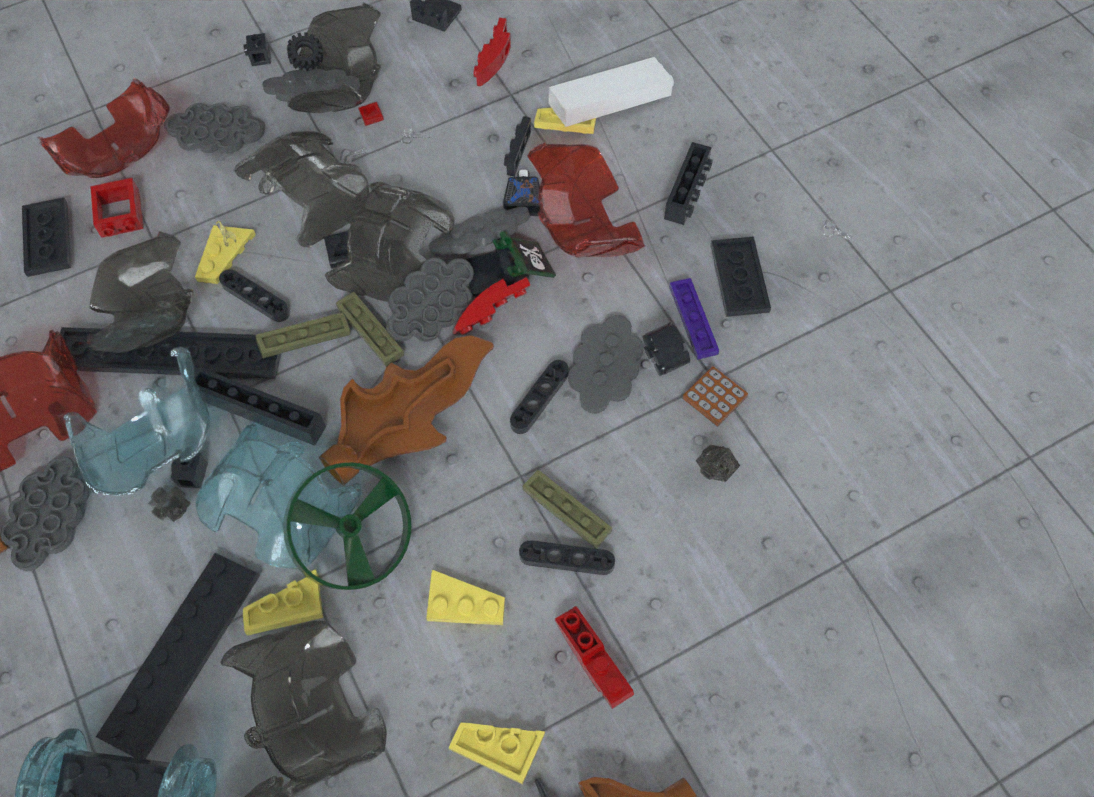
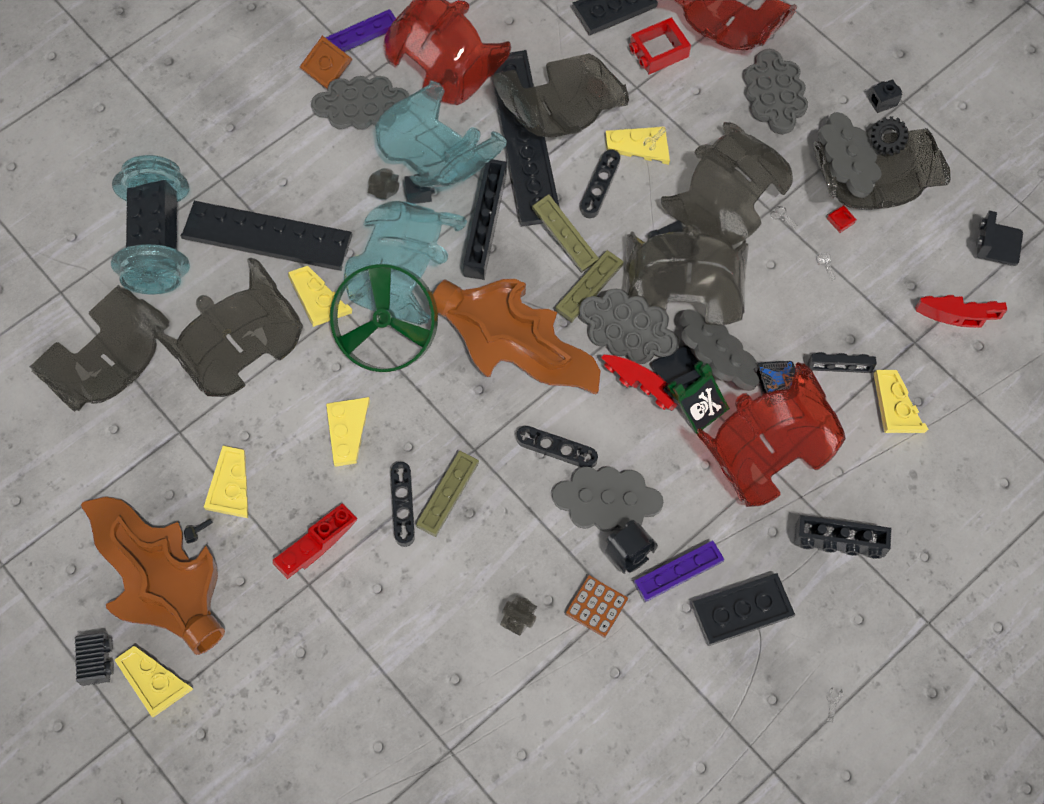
camera: 75 degrees right, 5 degrees up
(610, 91) = (943, 437): white brick -> none

